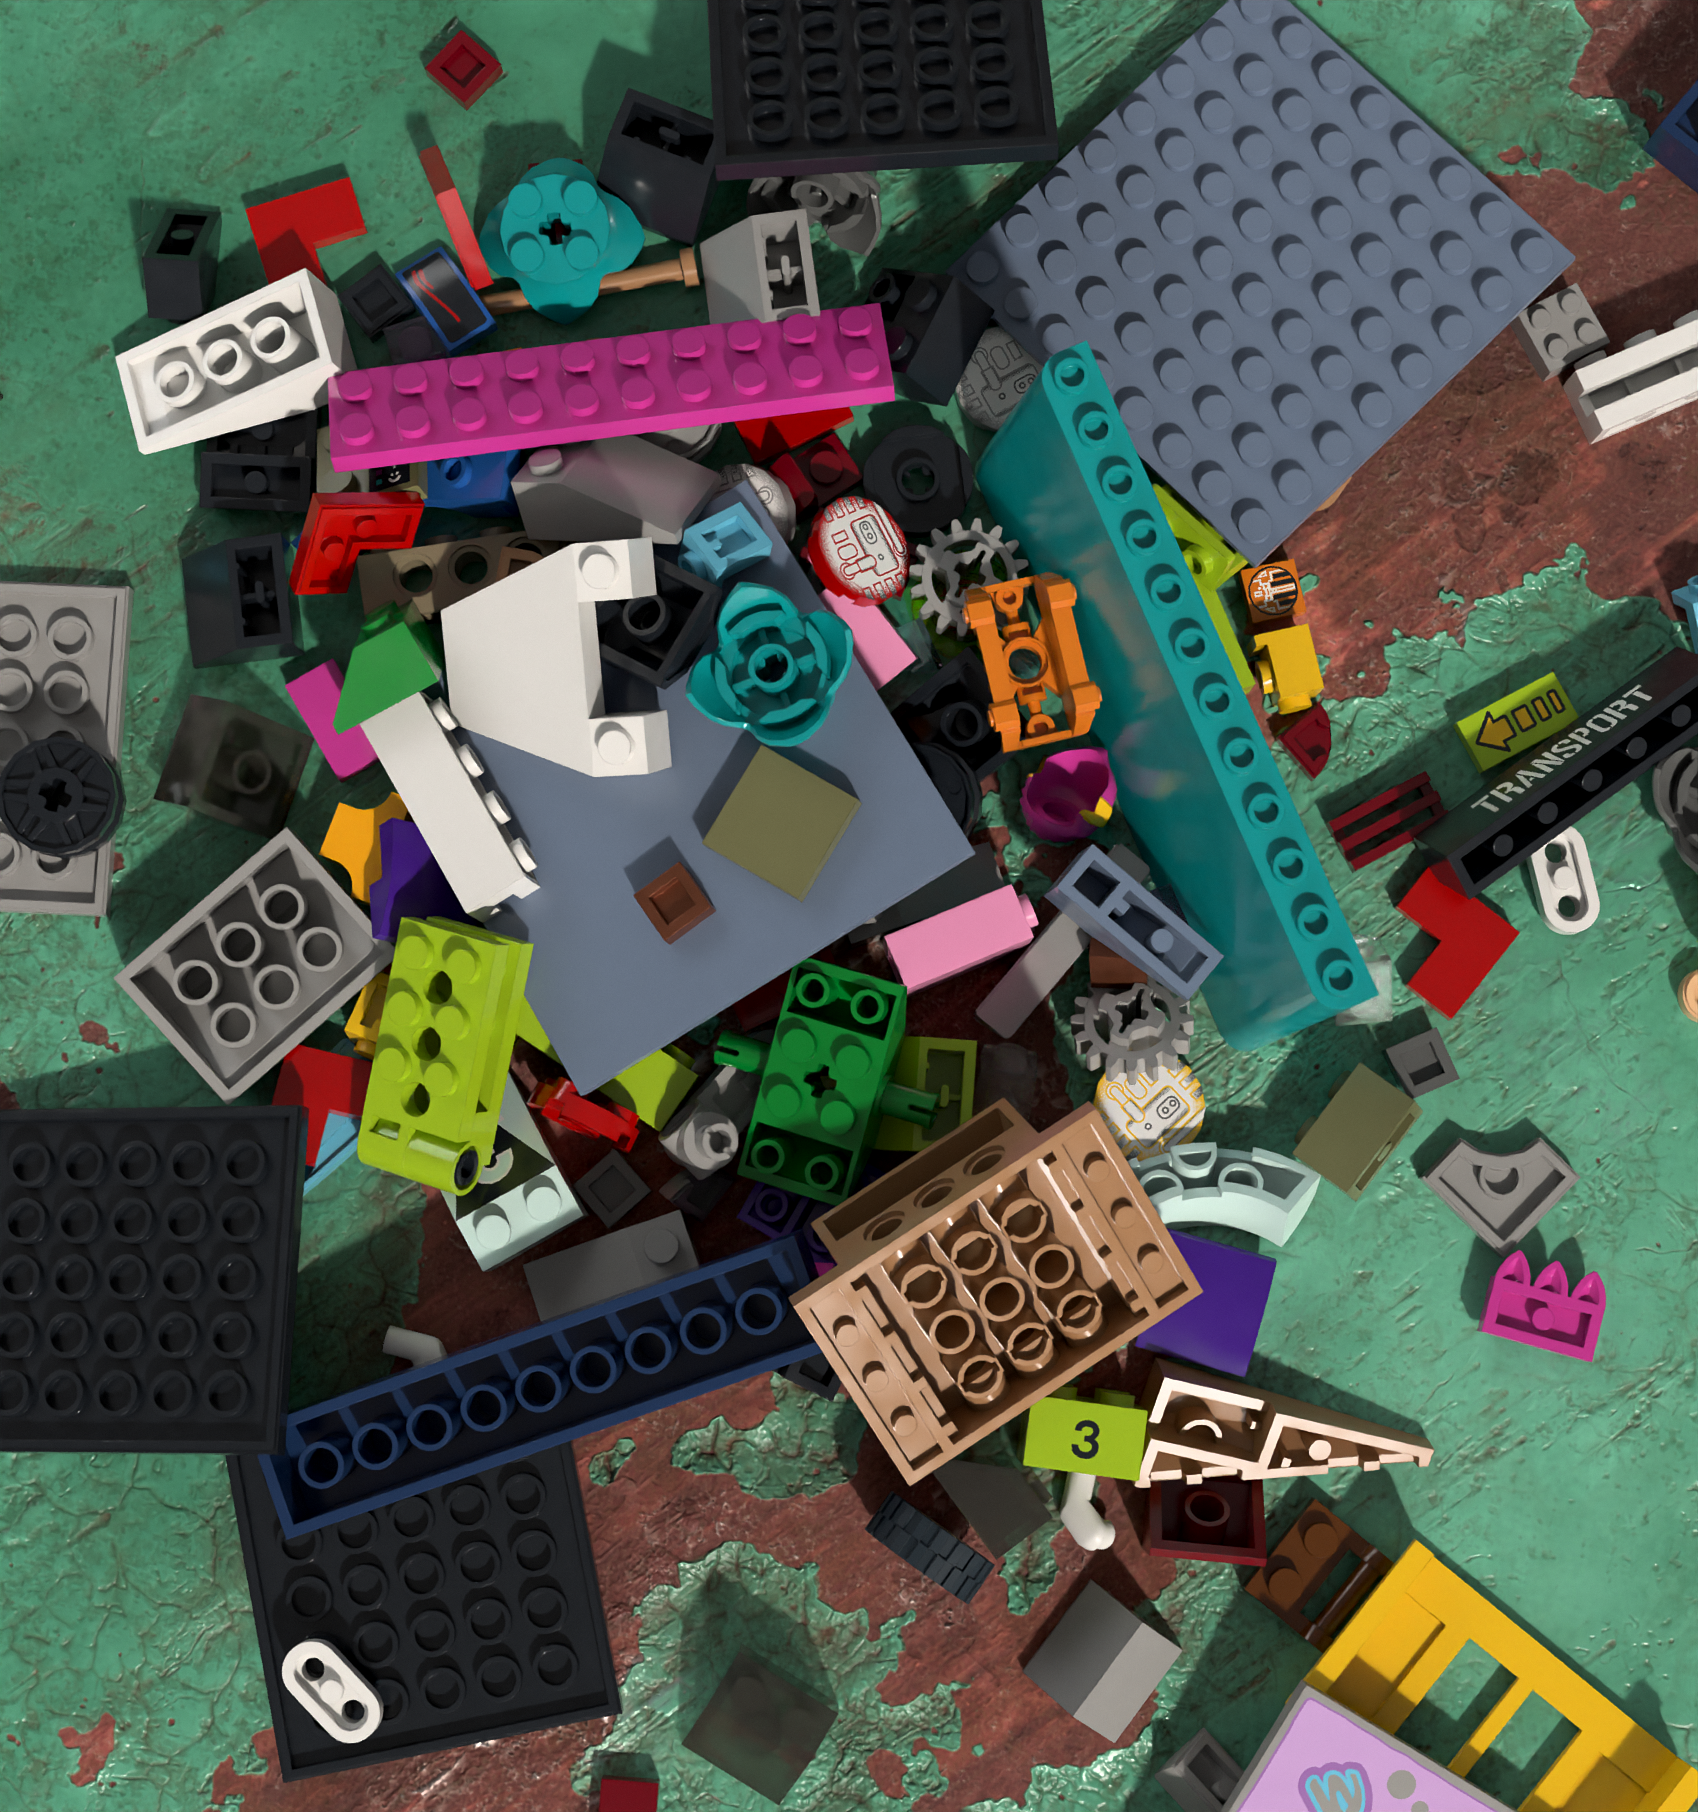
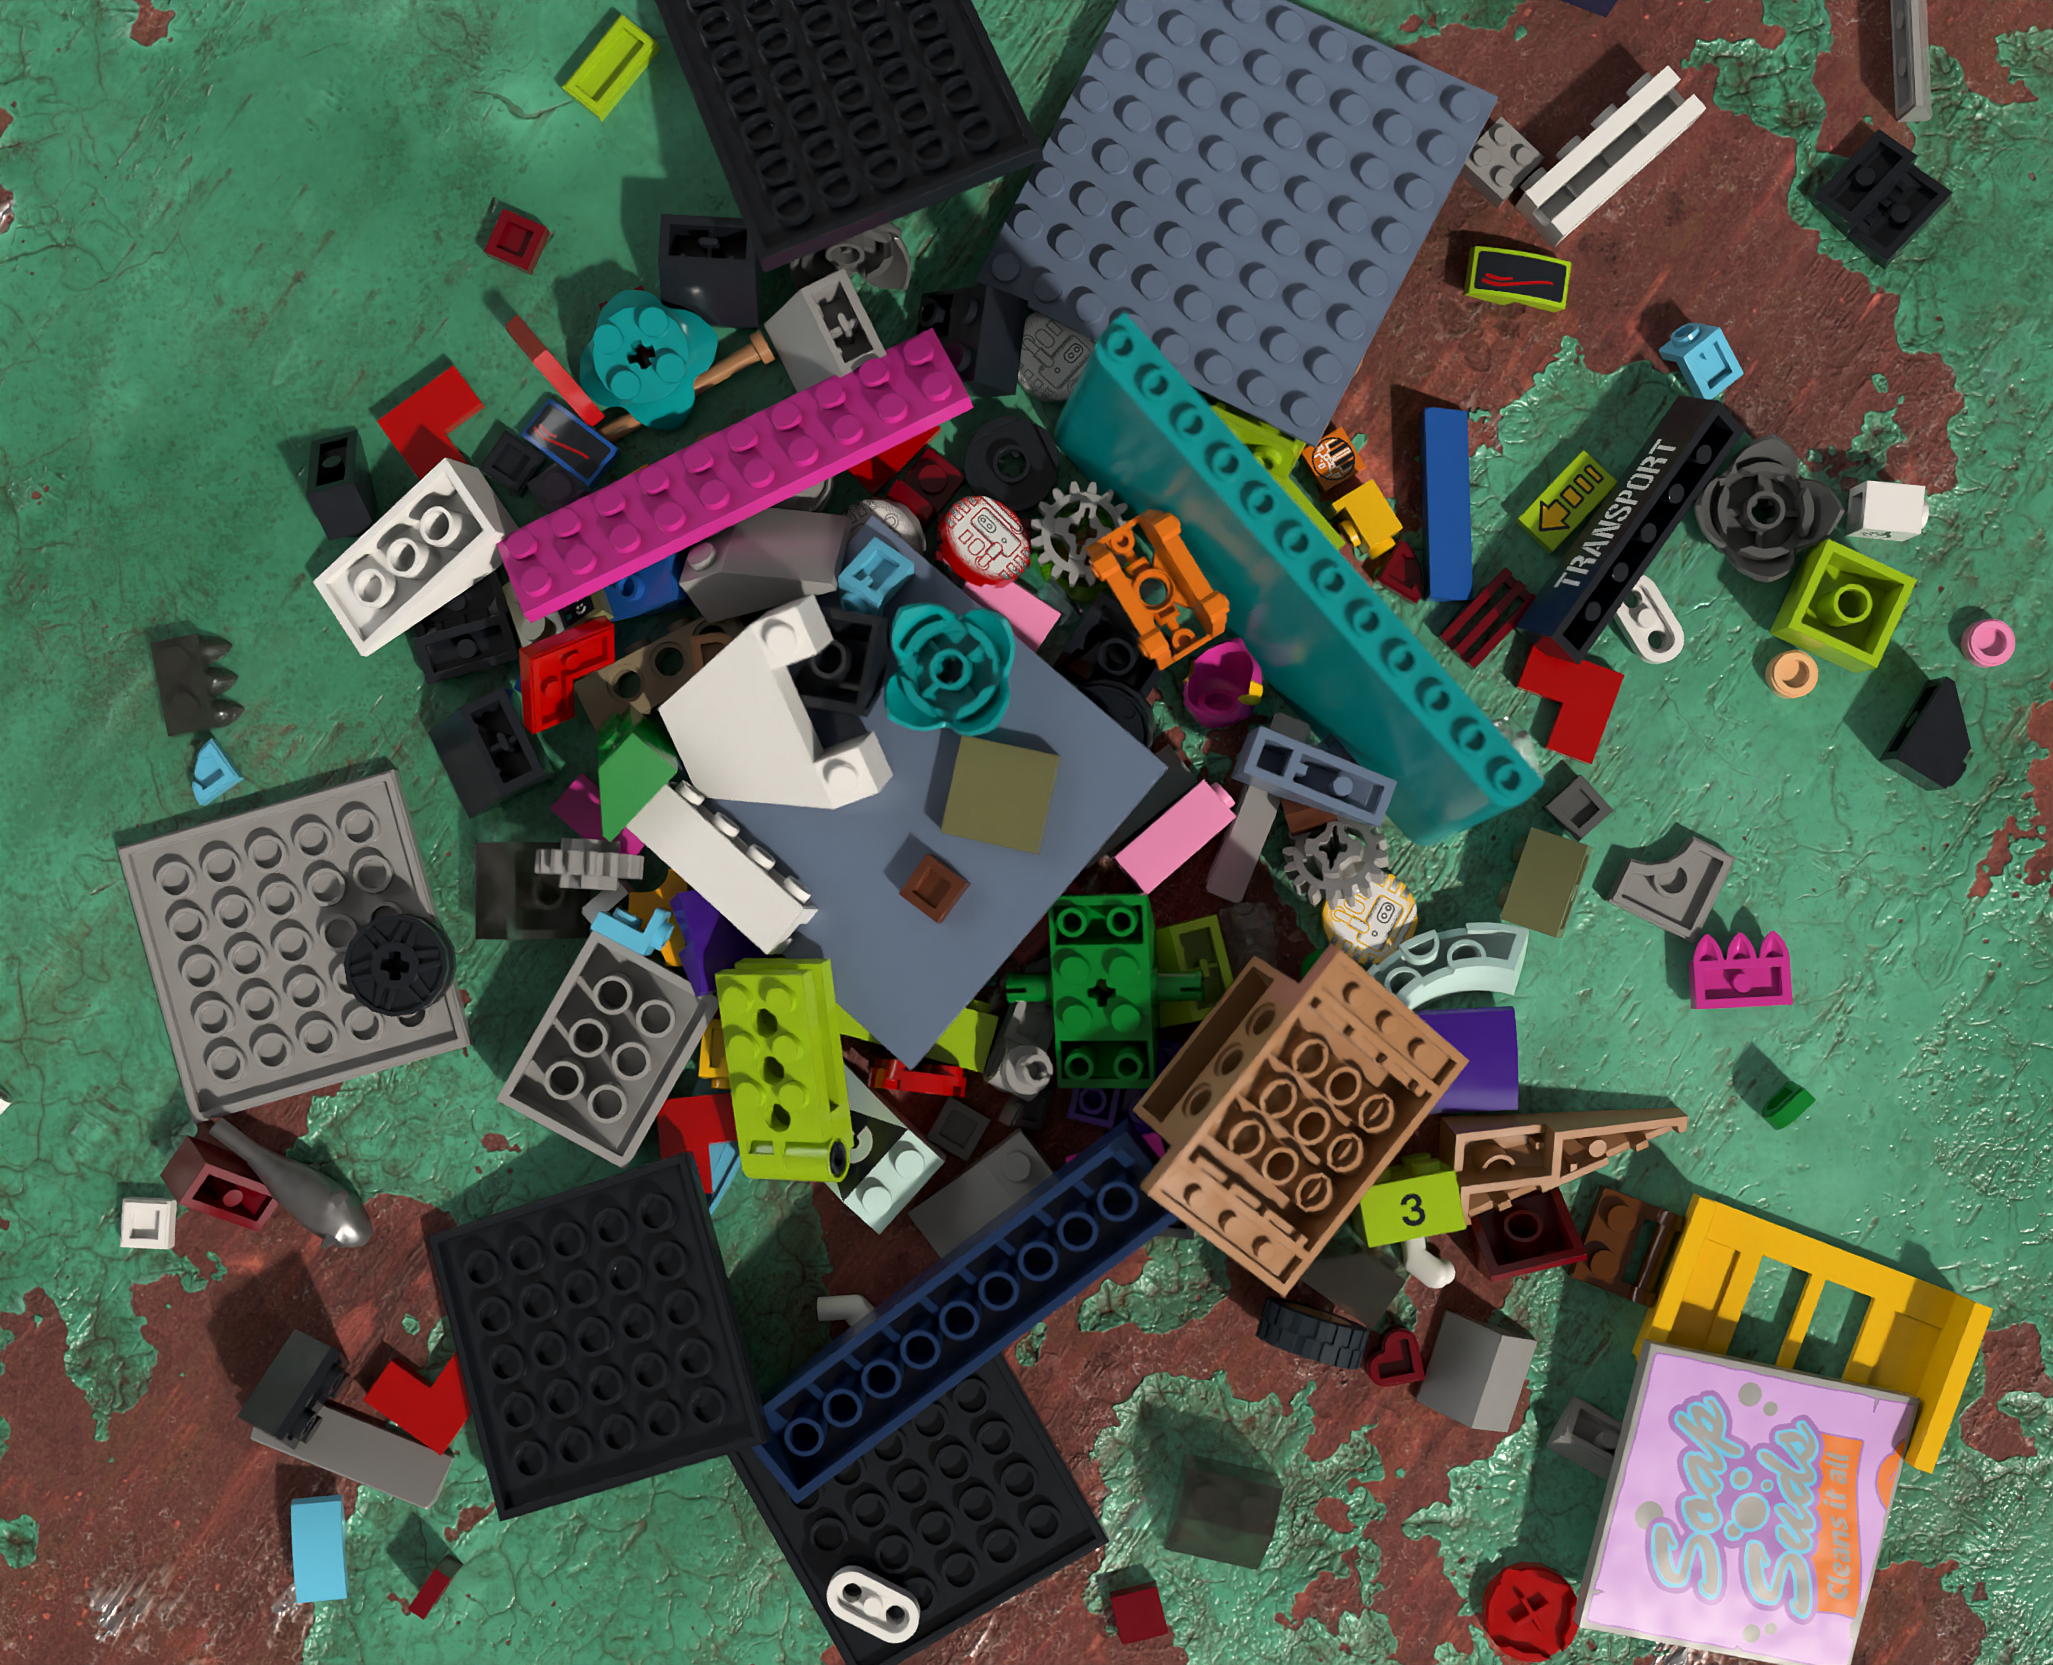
camera: 15 degrees left, 5 degrees up
(306, 755) = (589, 864): none -> light grey gear
(311, 807) = (608, 900): none -> white tile
(321, 838) = (625, 929): none -> medium azure bracket
(1016, 1616) = (1396, 1358): none -> dark red tile
(1381, 682) = (1445, 505): none -> blue slope
(1540, 461) = (1517, 277): none -> slope
(1549, 1474) = (1786, 1105): none -> green tile

